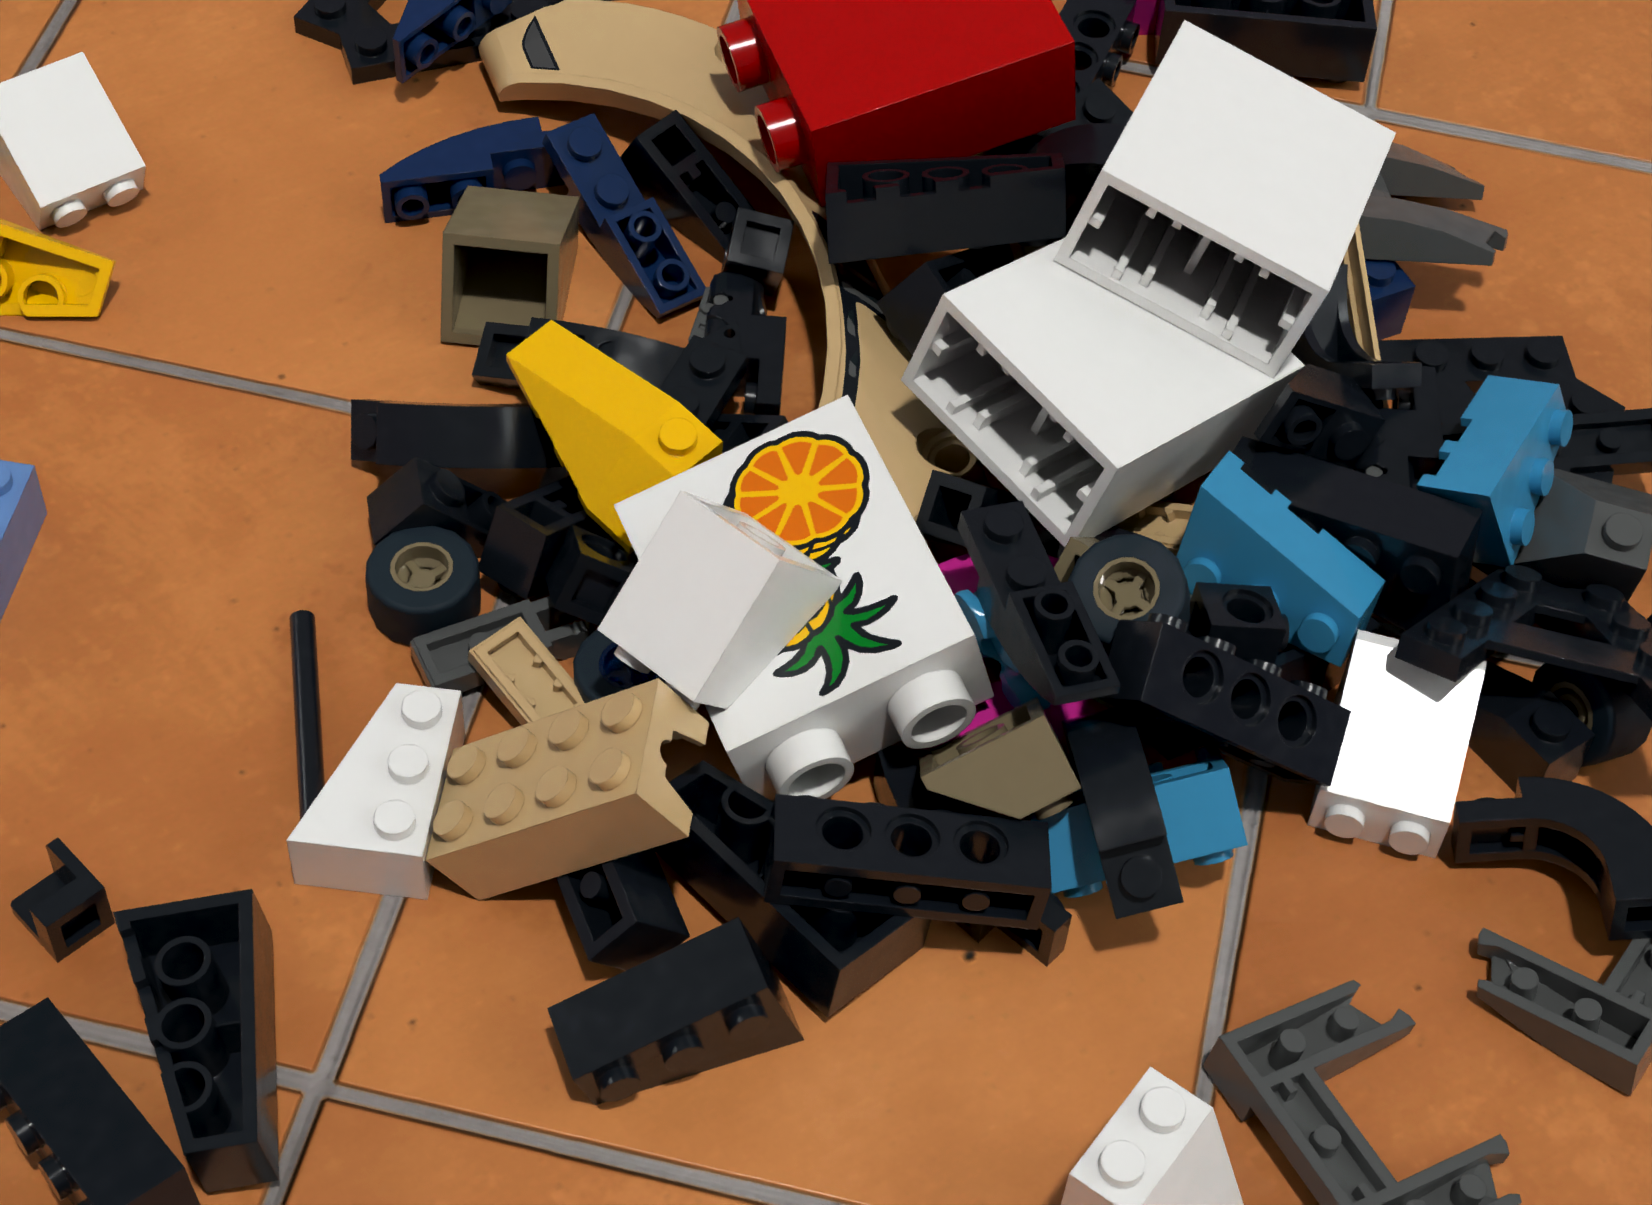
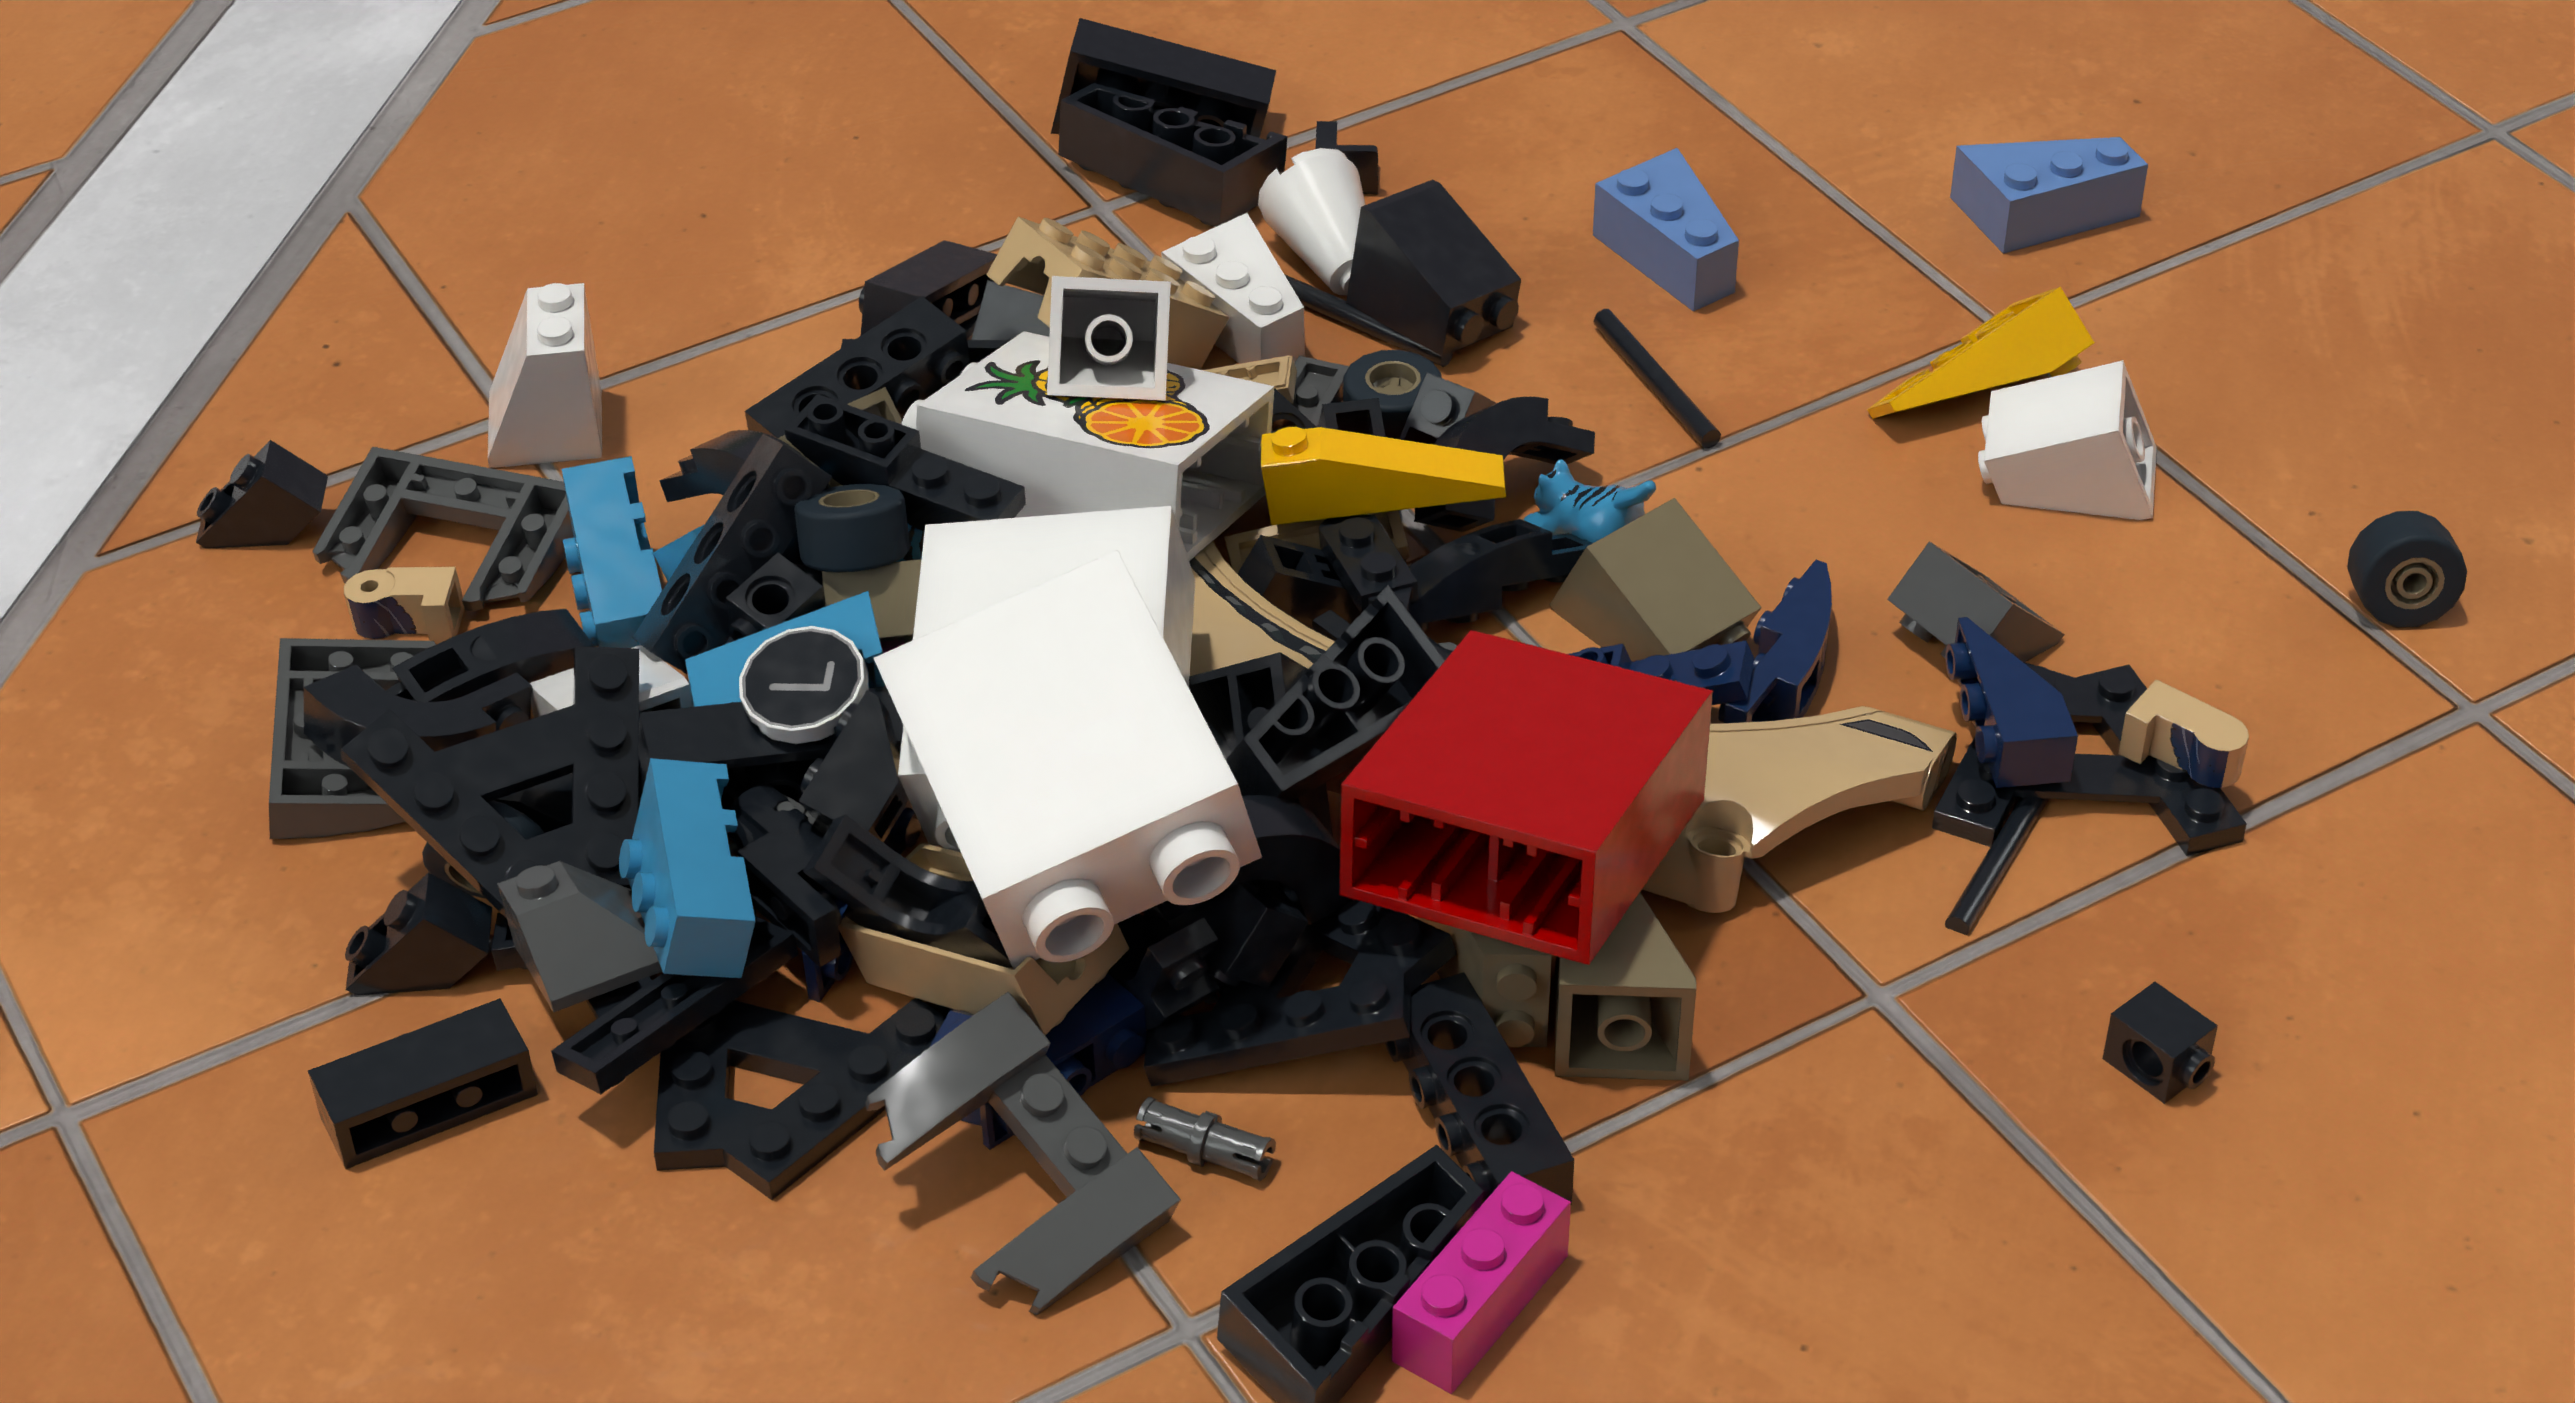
camera: 140 degrees right, 10 degrees down
(186, 465) = (1657, 378): none -> black bar
(209, 808) = (1317, 212): none -> white cone
(233, 654) = (1430, 271): none -> black slope
(328, 104) = (1946, 588): none -> dark grey slope
(438, 348) = (1585, 509): none -> dark azure animal
(1262, 919) = (609, 551): none -> dark azure wedge
(1312, 475) = (802, 683): none -> black tile
(1470, 1061) = (405, 602): none -> tan leg
(1473, 885) = (523, 644): none -> black slope

